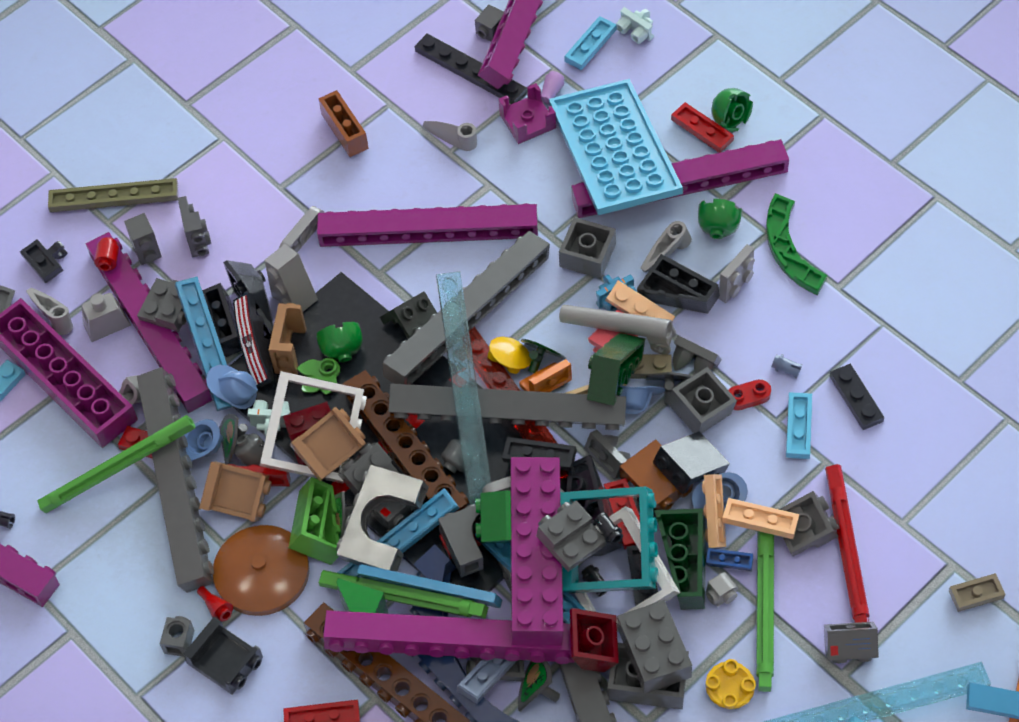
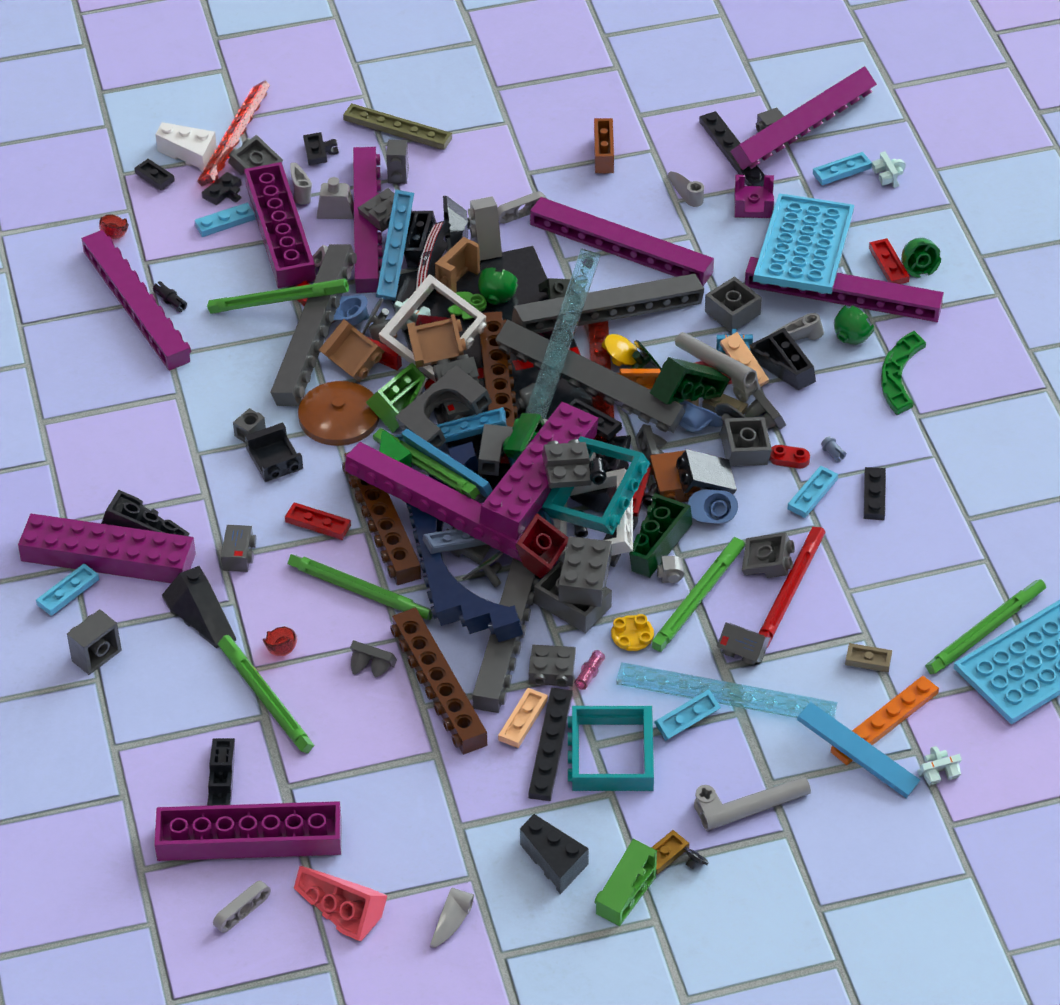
camera: 25 degrees right, 10 degrees down
(106, 254) = (362, 158): red brick -> none
(194, 228) = (439, 170): dark grey plate -> none
(217, 606) = (291, 421): red cone -> none
(232, 386) = (395, 281): medium blue piece -> none
(552, 85) = (789, 185): lavender cone -> none
(714, 511) = (700, 513): light nougat plate -> none
(729, 559) = (691, 553): blue piece -> none
(736, 273) = (836, 368): light grey plate -> none
(760, 518) = (732, 533): light nougat plate -> none

